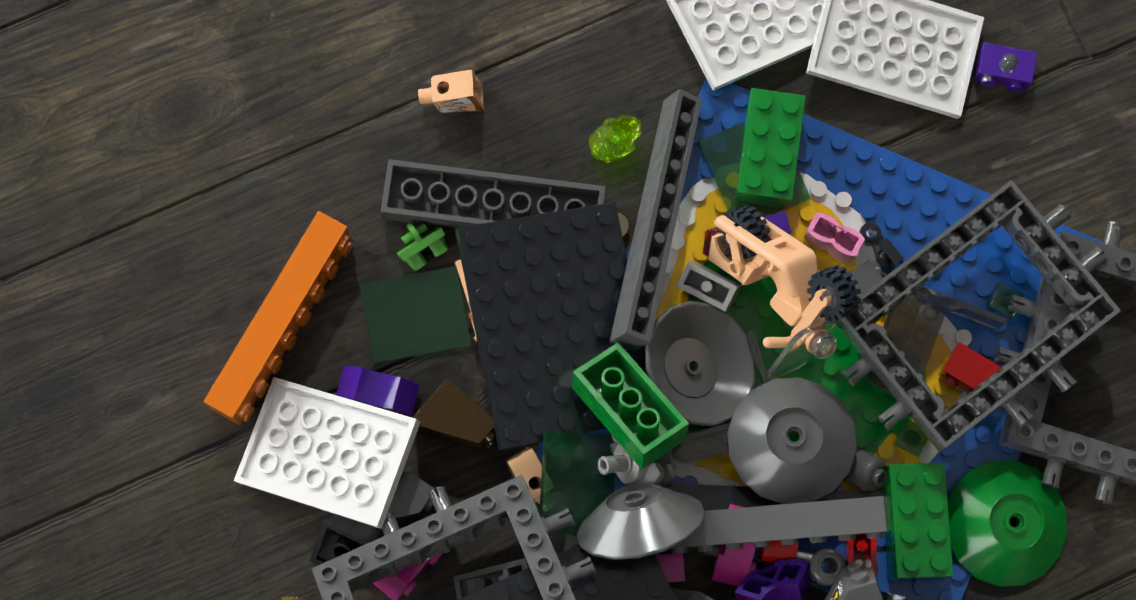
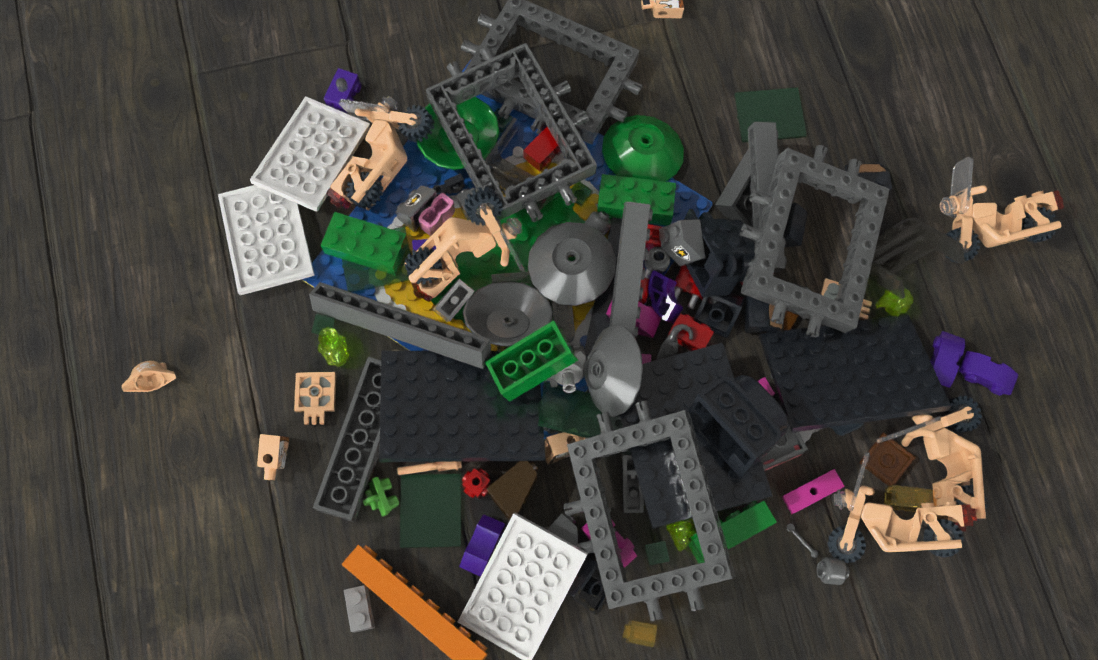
camera: 80 degrees left, 5 degrees down
(269, 247) = (359, 609): none -> light grey brick
(463, 376) = (476, 490): none -> red brick
(544, 130) = (315, 395): none -> light nougat piece
(648, 117) = (322, 321): none -> clear green plate
(841, 205) = (410, 210): none -> dark grey slope
(859, 116) = (359, 178): none -> light nougat piece
(985, 269) = (479, 122): none -> green dish

